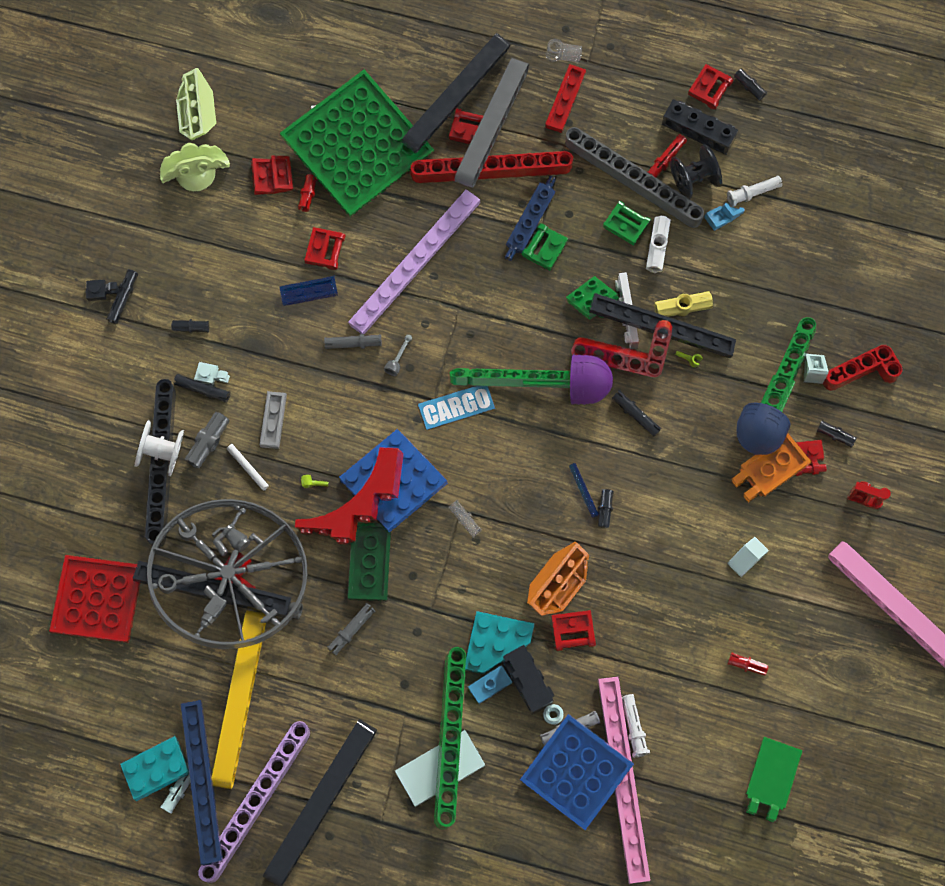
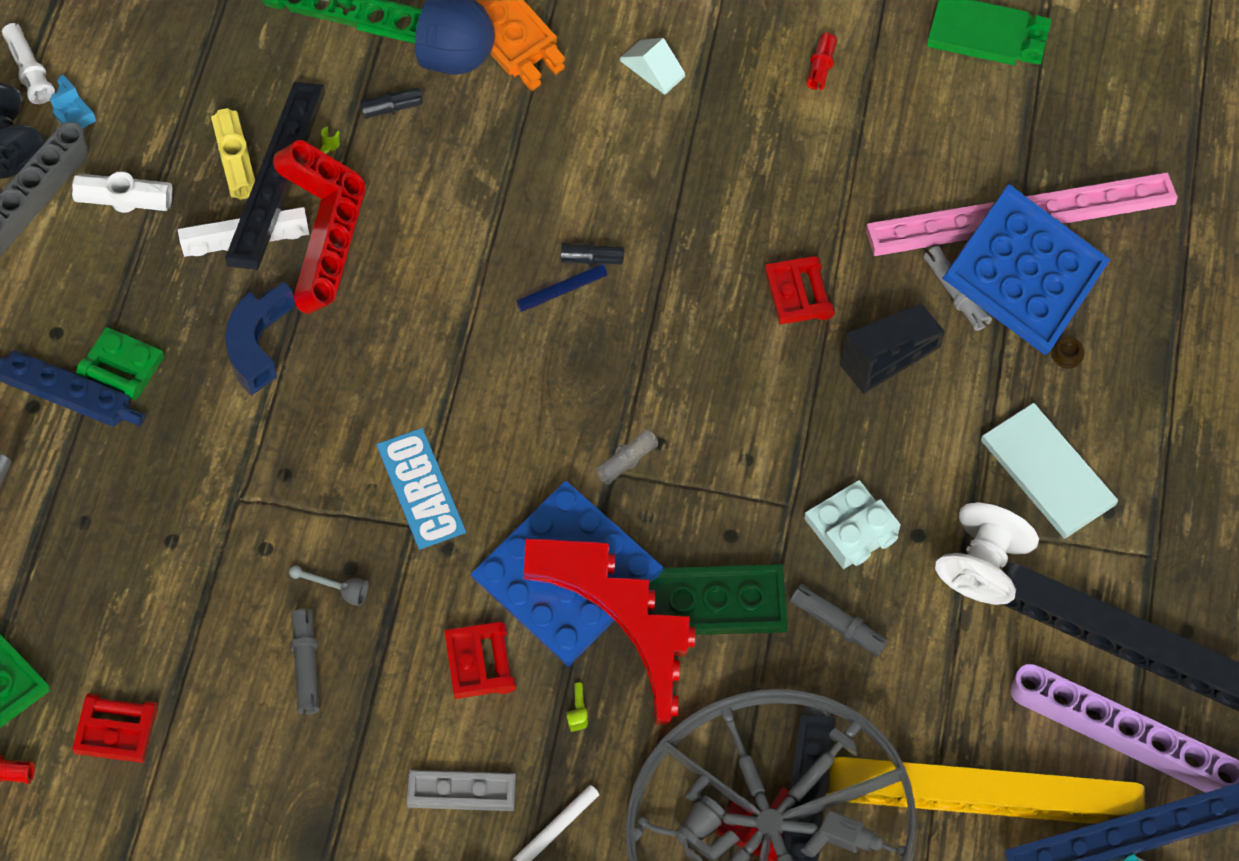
camera: 95 degrees left, 10 degrees down
(308, 291) = (203, 748): clear blue plate -> none
(343, 425) = (468, 664): none -> red plate
(377, 714) = (994, 535): none -> white piece
(412, 644) = (853, 524): none -> light aqua plate
(414, 262) = (146, 573): lavender plate -> none
(446, 746) = (1002, 449): green beam -> none
(490, 684) = (902, 405): dark azure plate -> none
(493, 638) = (829, 403): teal plate -> none
(520, 792) = (1067, 353): none -> dark brown plate
(553, 721) = (940, 306): light aqua plate -> none
(555, 310) = (243, 331): none -> dark blue arch
(559, 580) = (718, 310): orange wedge -> none
(582, 296) = (218, 287): green plate -> none
(588, 379) = (377, 277): piece -> none
(624, 227) = (86, 246): green plate -> none
(636, 413) = (416, 224): black pin -> none
(636, 734) = (952, 198): white pin -> none
(720, 395) = (391, 102): none -> black axle

